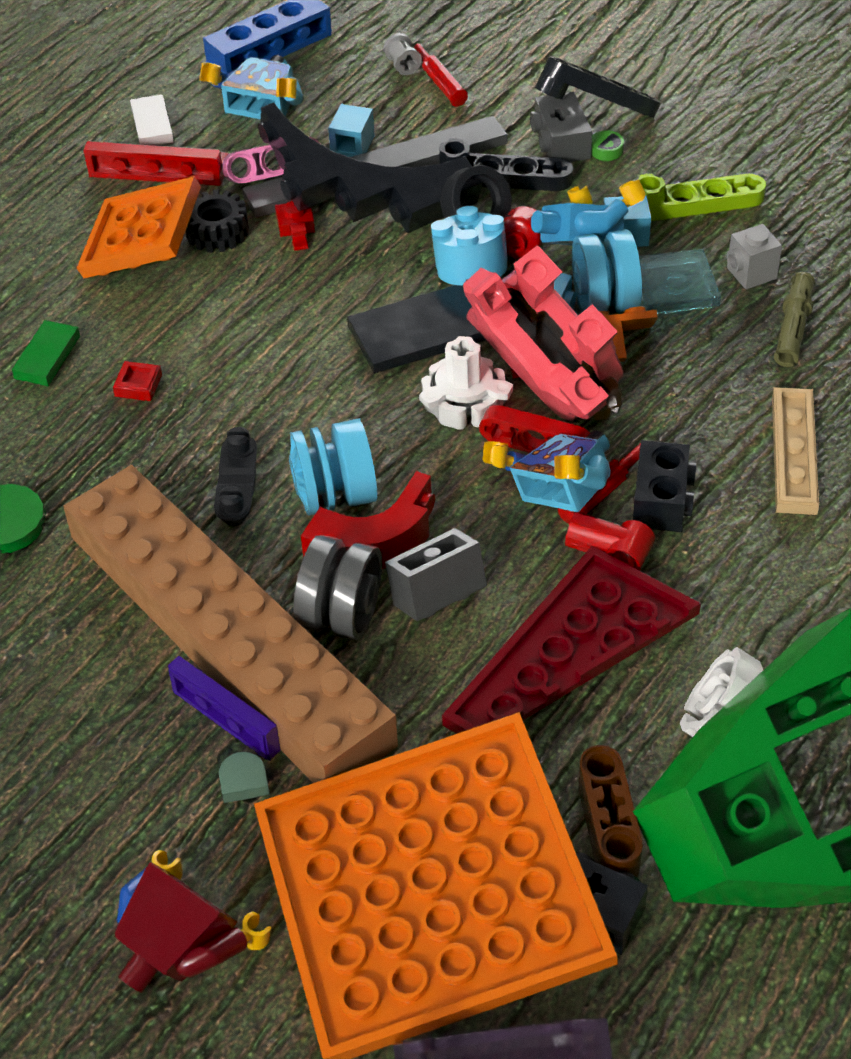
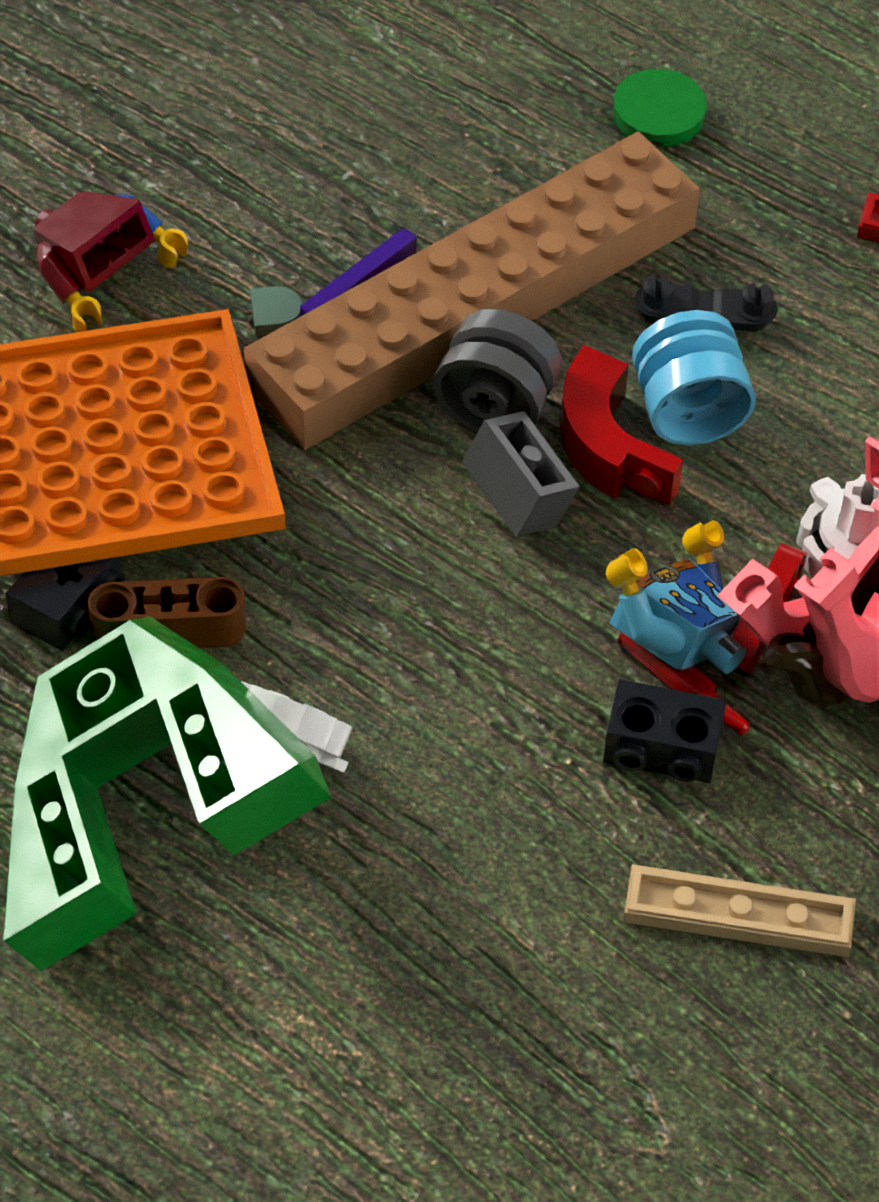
camera: 90 degrees right, 5 degrees up
(576, 633) = (437, 625): dark red wing -> none
(625, 542) = (570, 674): red piece -> none

